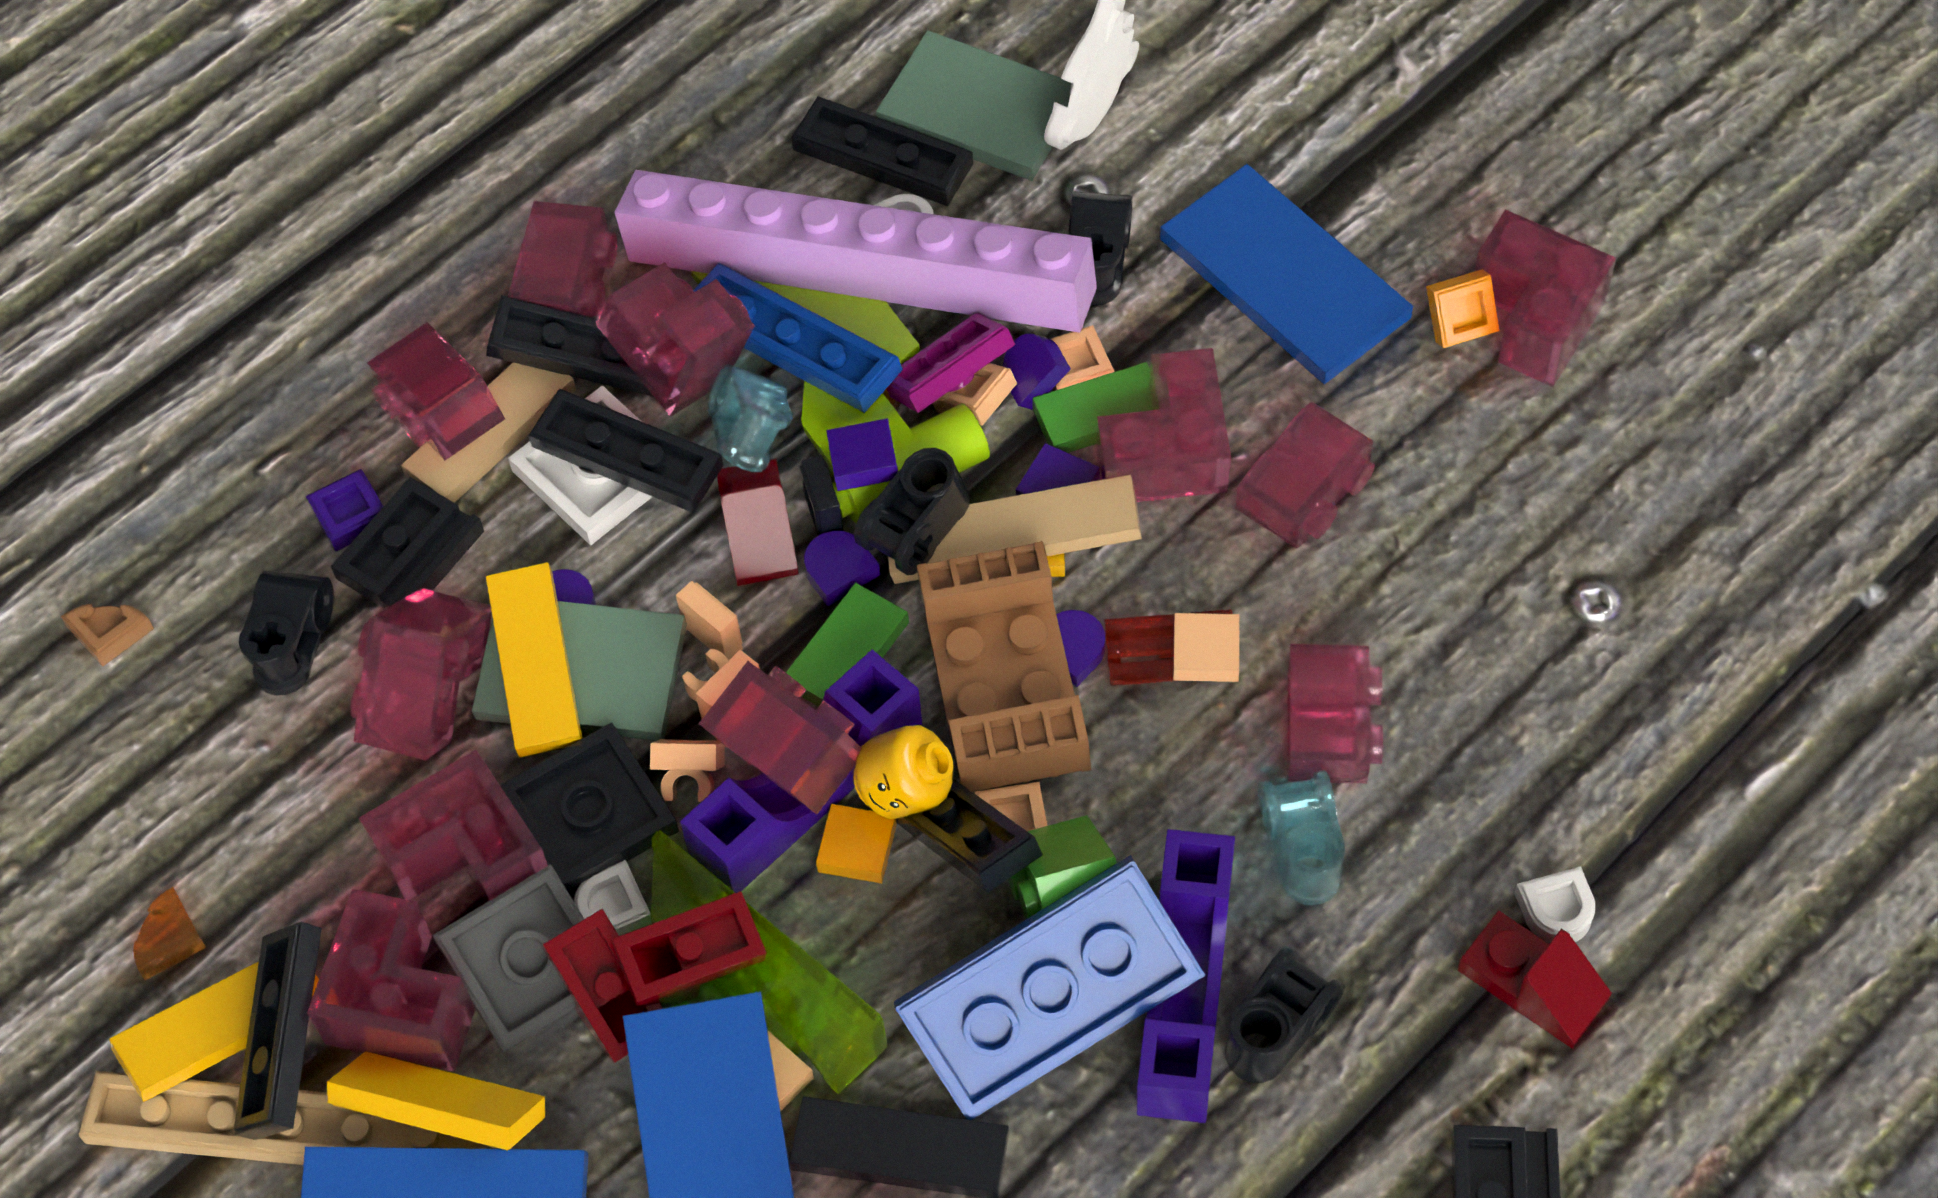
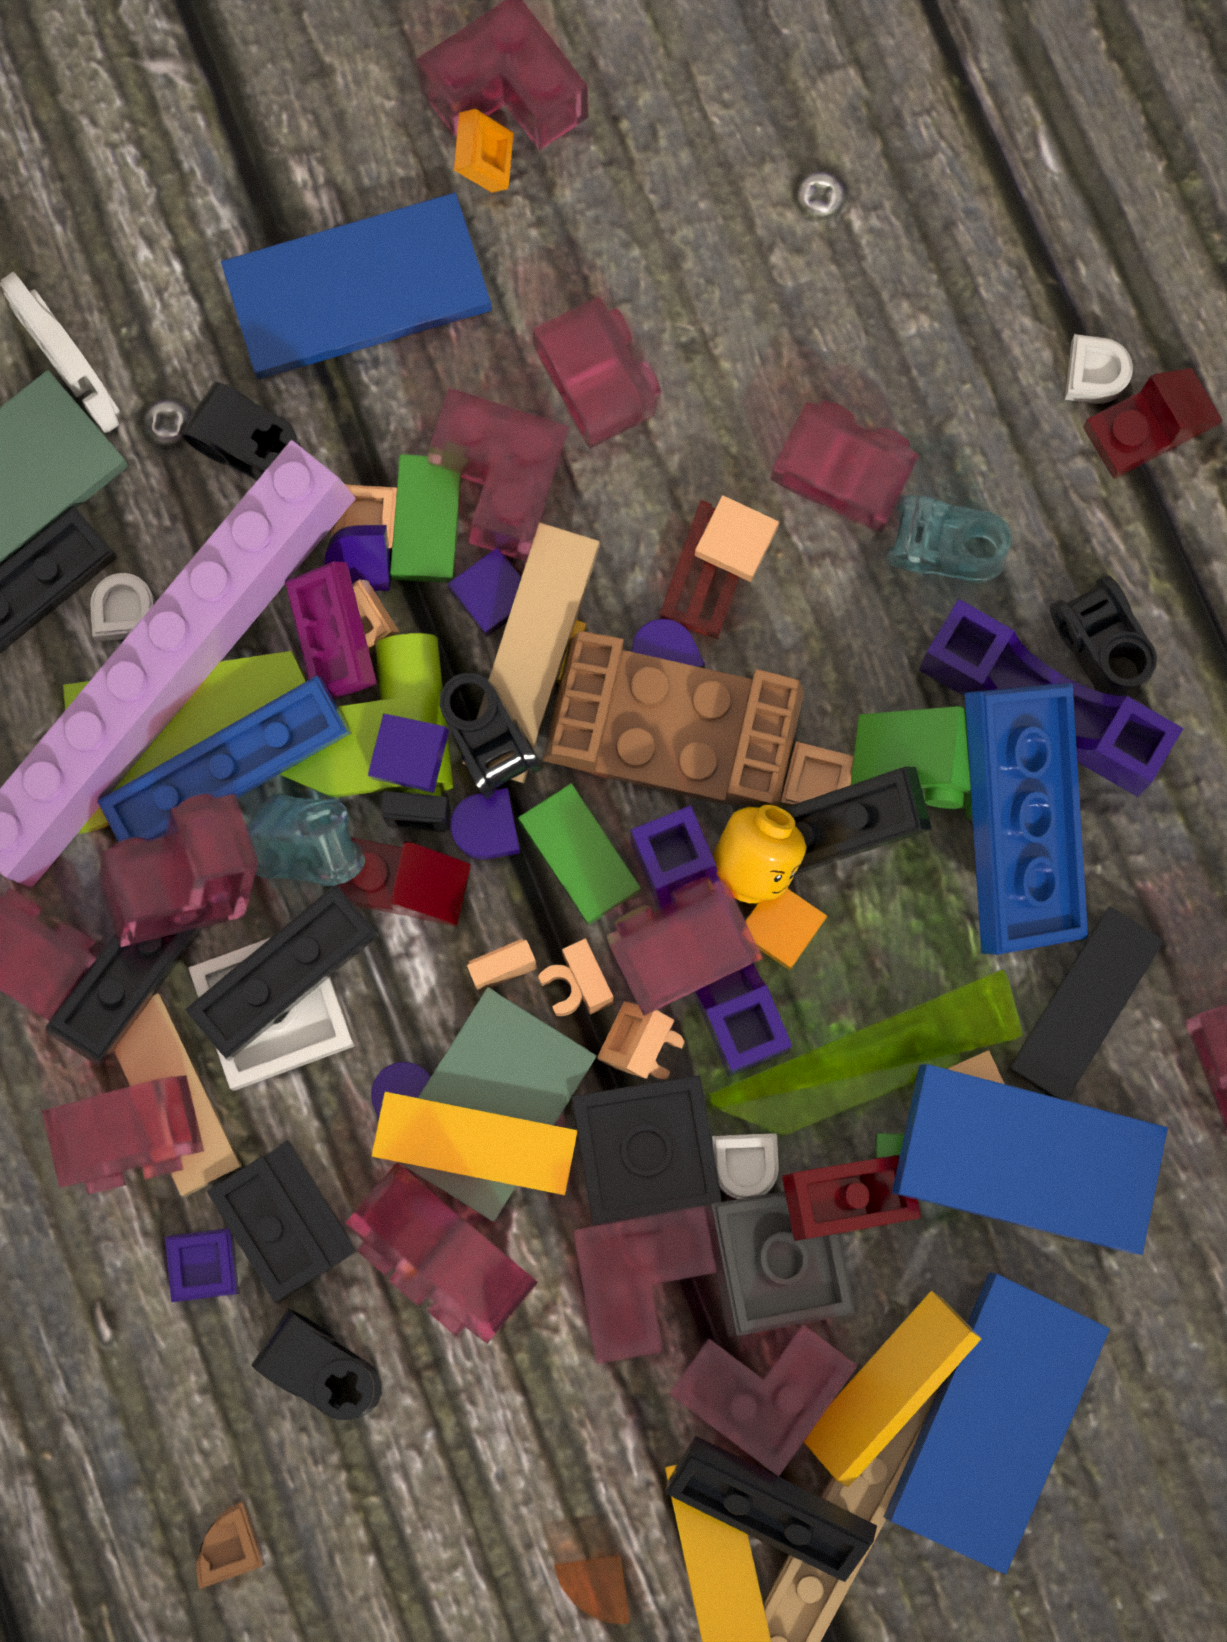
camera: 70 degrees left, 20 degrees up
(689, 949) = (859, 1111): dark red slope -> none

